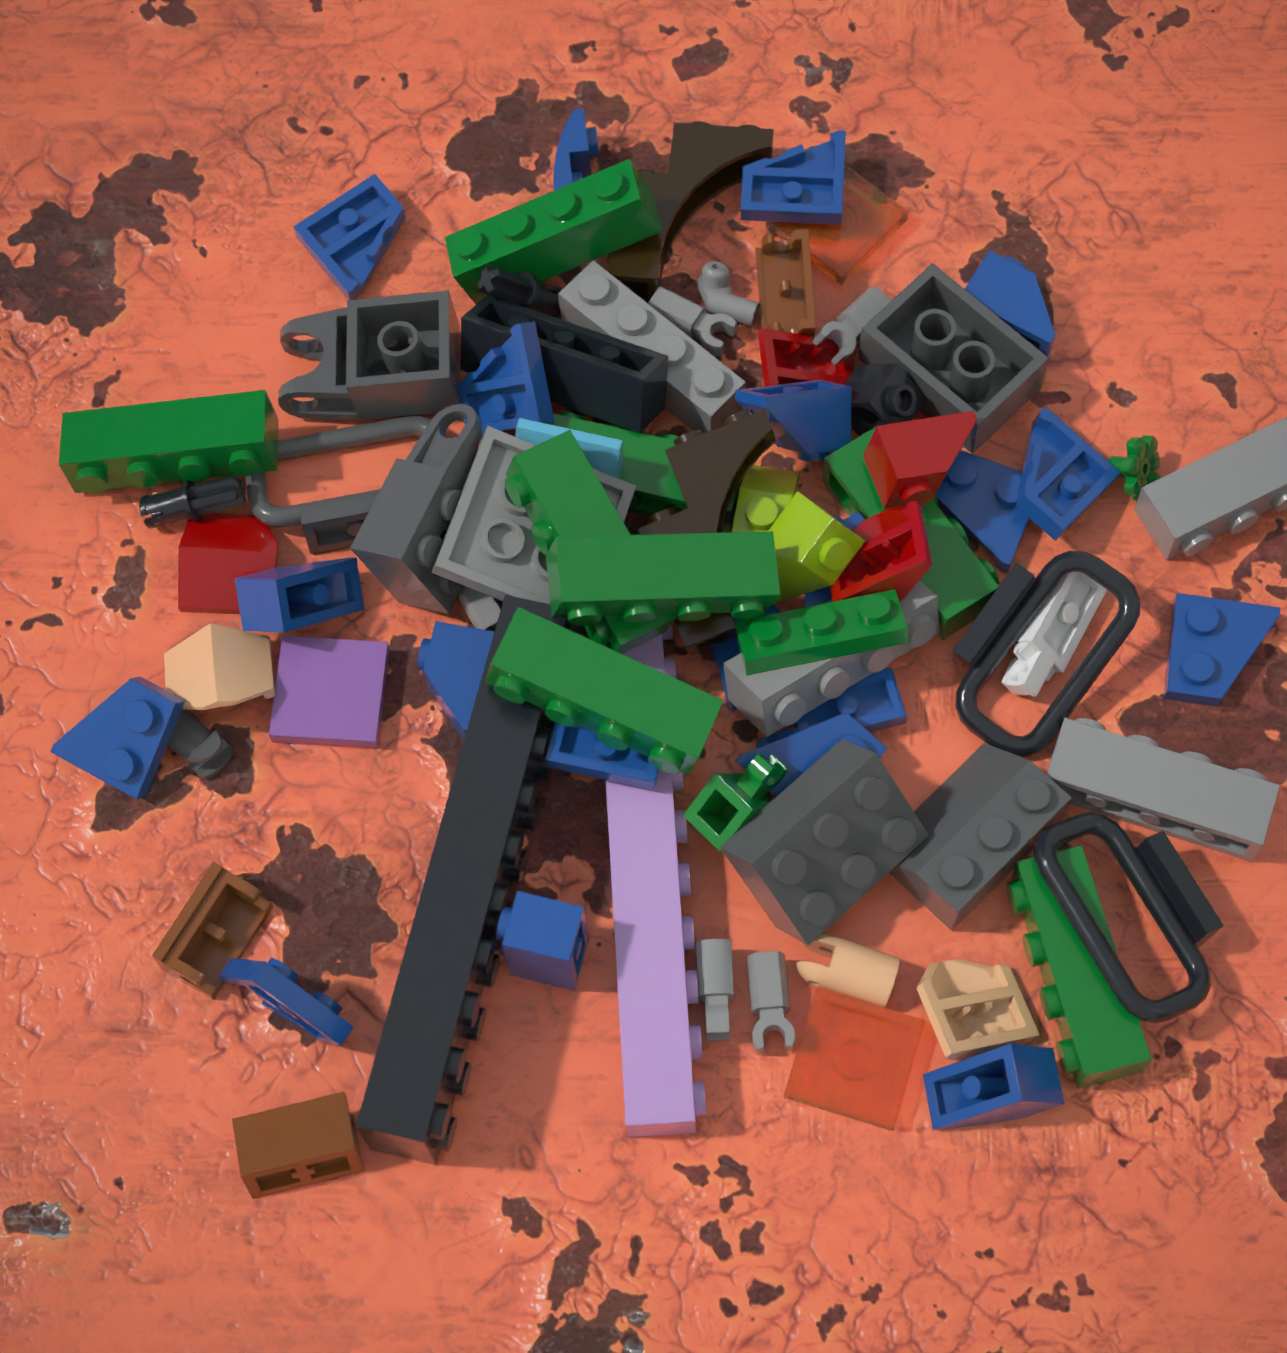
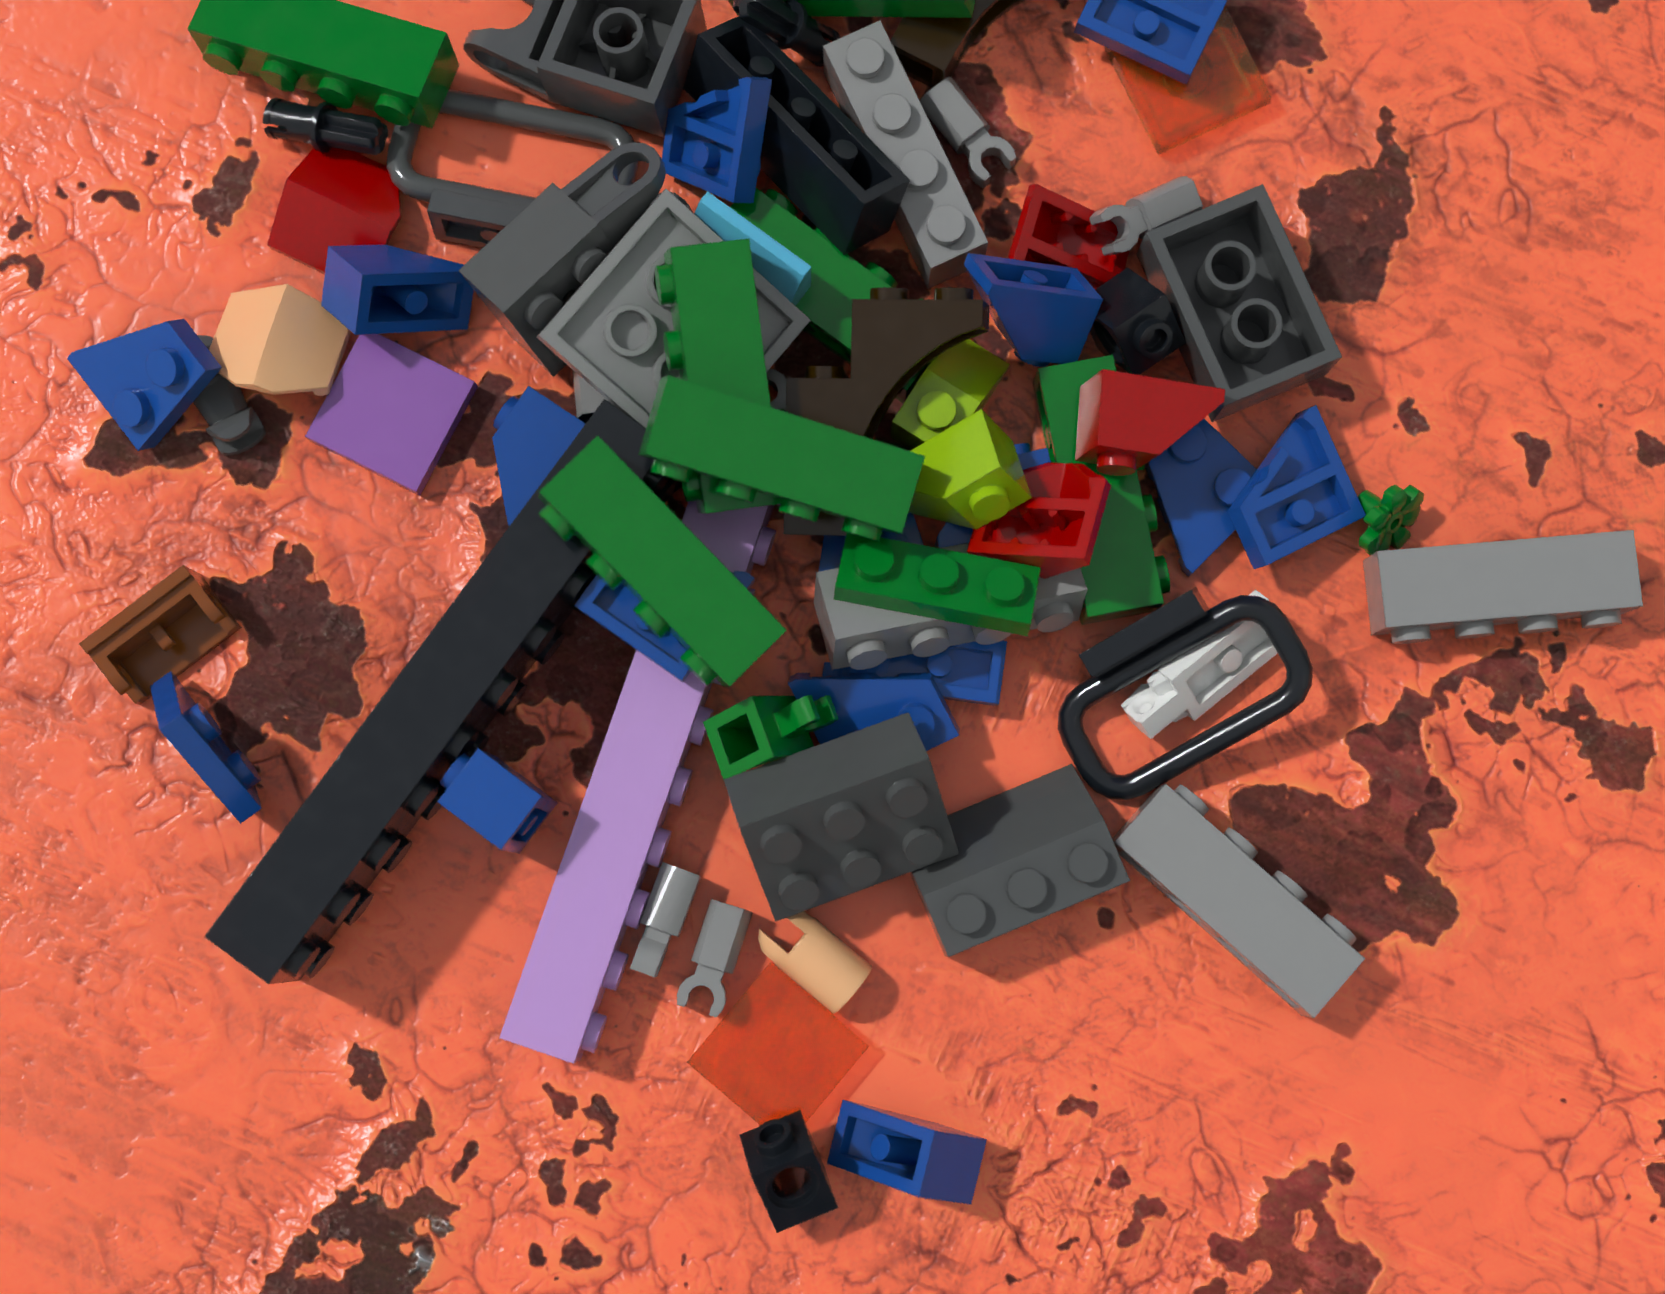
camera: 20 degrees right, 15 degrees up
(297, 1145) = (155, 903): dark orange hinge -> none
(720, 297) = (1013, 116): light grey arm -> none
(786, 284) = (1088, 138): dark orange hinge -> none
(921, 1151) = (788, 1171): none -> black brick
(974, 1007) = (925, 1054): light nougat slope -> none
(1014, 297) = (1338, 261): blue slope -> none
(1096, 1031) = (1056, 1061): green brick -> none
(1165, 890) = (1186, 1021): black bar -> none
(1212, 645) = (1373, 757): blue wing -> none

